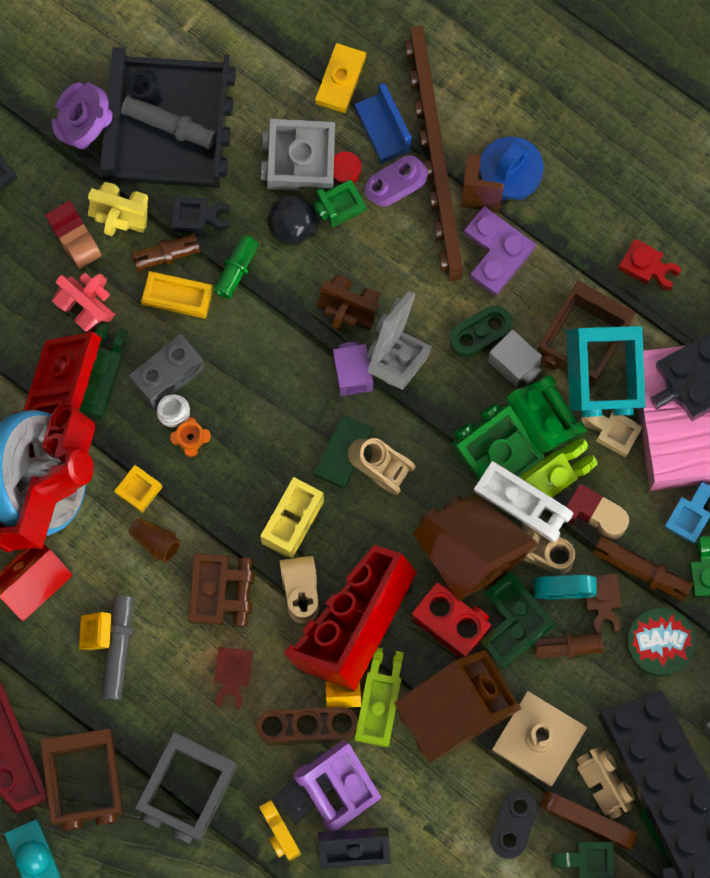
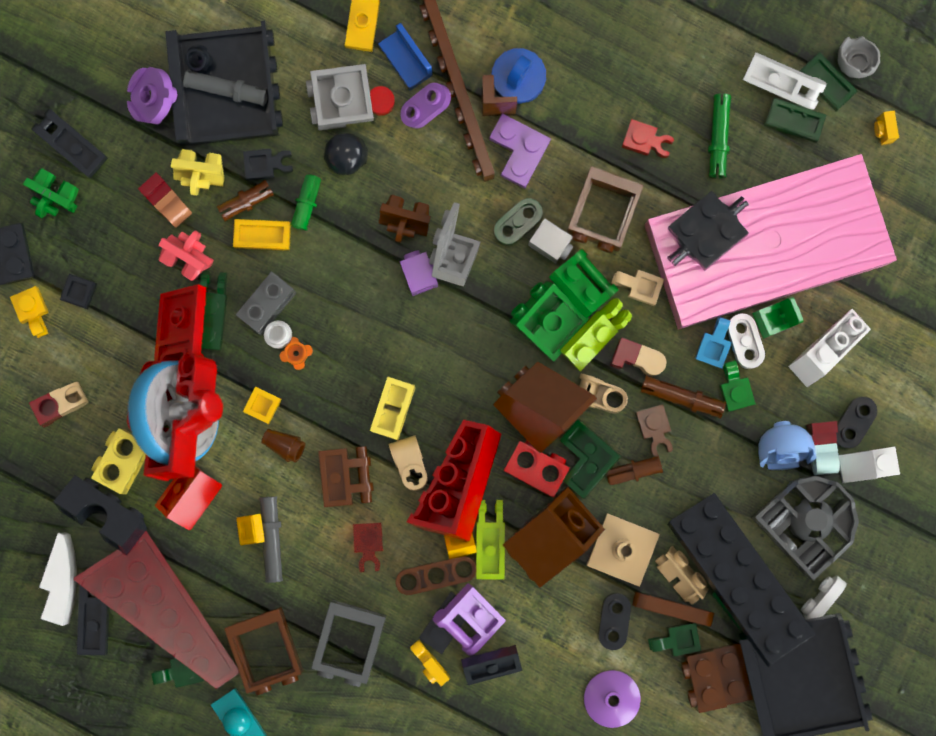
camera: 15 degrees left, 10 degrees up
(334, 463) = (423, 343): dark green tile -> none
(339, 204) = (381, 133): green bracket -> none
(386, 465) = (460, 349): tan piece -> none
(522, 501) = (577, 362): white plate -> none
(564, 587) = (623, 424): teal beam -> none
(578, 369) = (605, 246): teal window -> none
(661, 642) = (707, 453): tile -> none

